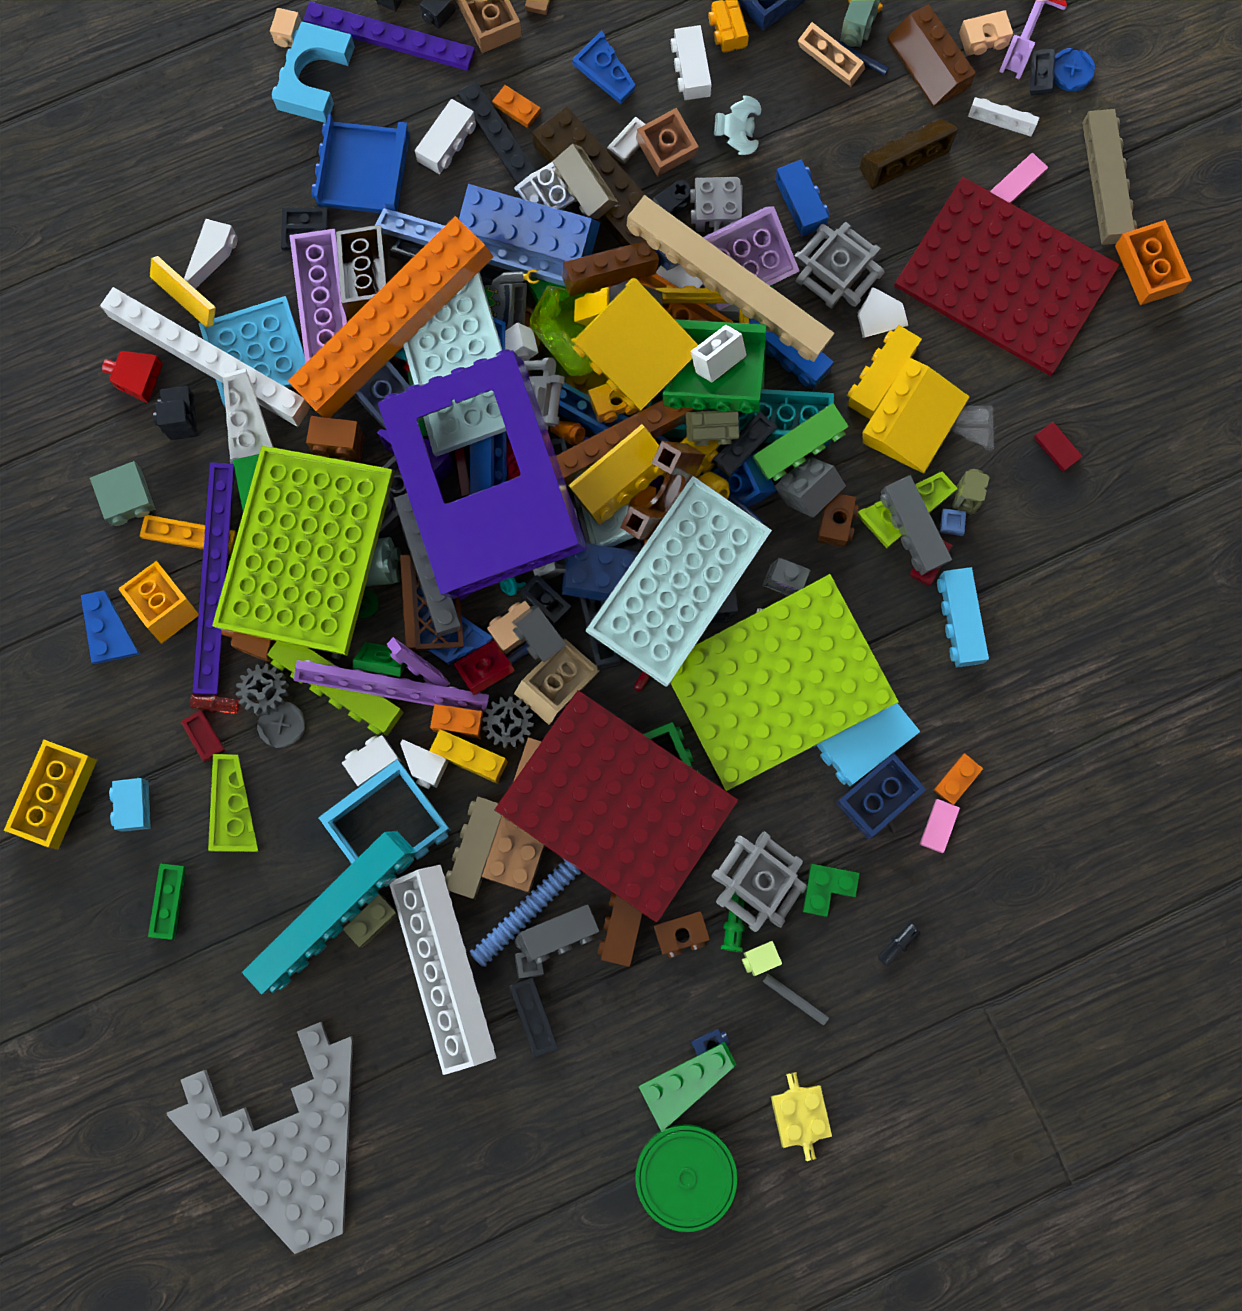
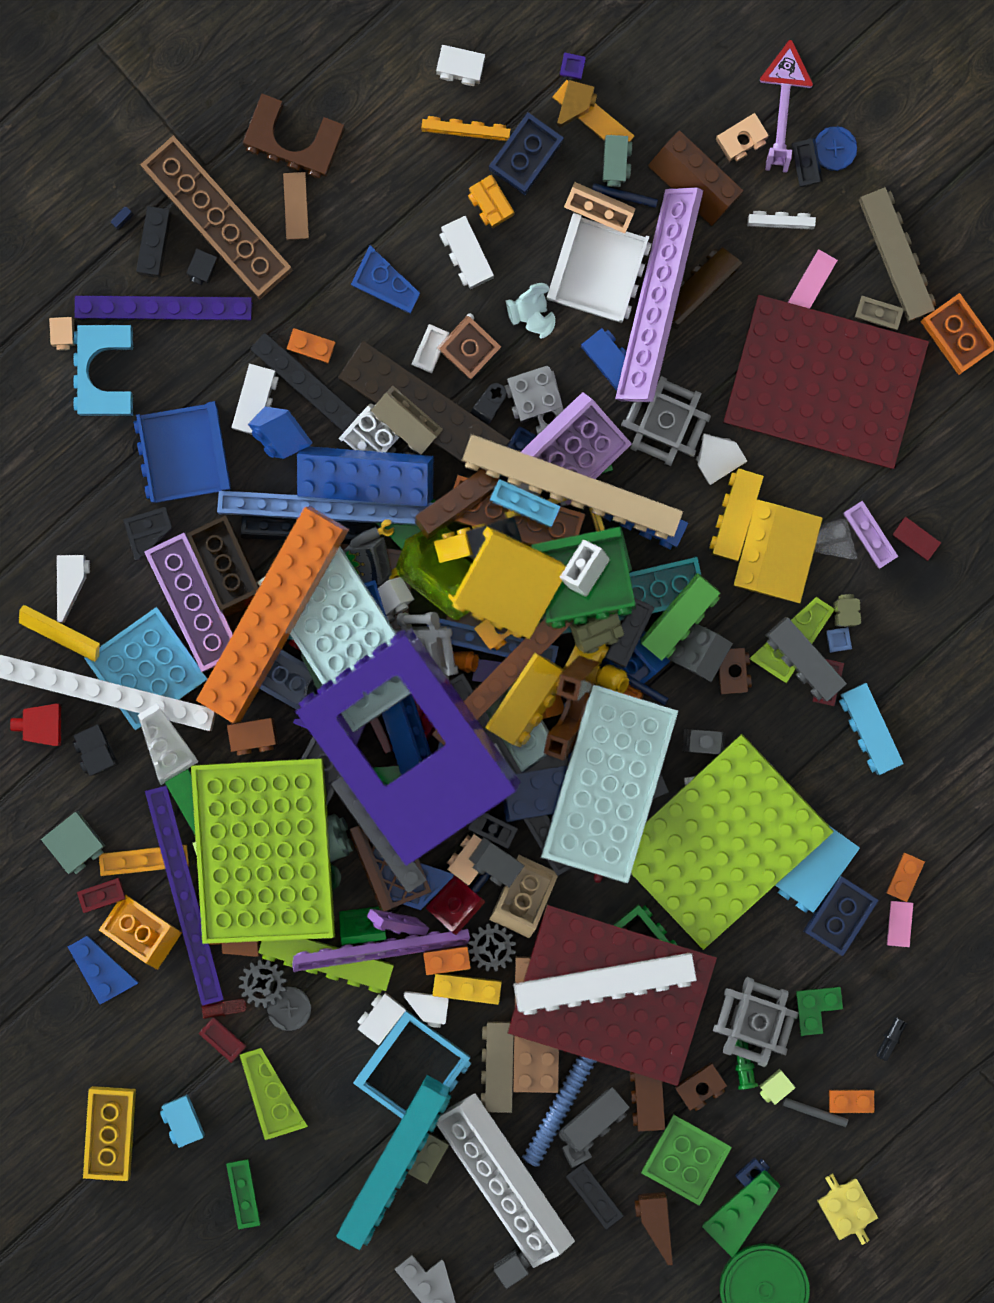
camera: 15 degrees left, 10 degrees up
(132, 554) = (101, 895): none -> dark red plate
(419, 1068) = (512, 1268): none -> dark grey brick
(458, 164) = (278, 432): none -> blue slope
(589, 1059) = (654, 1216): none -> reddish brown slope
(612, 785) = (604, 982): none -> white brick
(643, 1008) = (686, 1159): none -> bright green plate
(677, 282) = (525, 503): none -> medium azure plate
(812, 112) = (598, 269): none -> white panel
(837, 999) = (851, 1101): none -> orange plate
(866, 142) = (659, 295): none -> lavender plate
(1013, 428) = (870, 534): none -> lavender plate
(1076, 225) = (879, 313): none -> dark tan plate

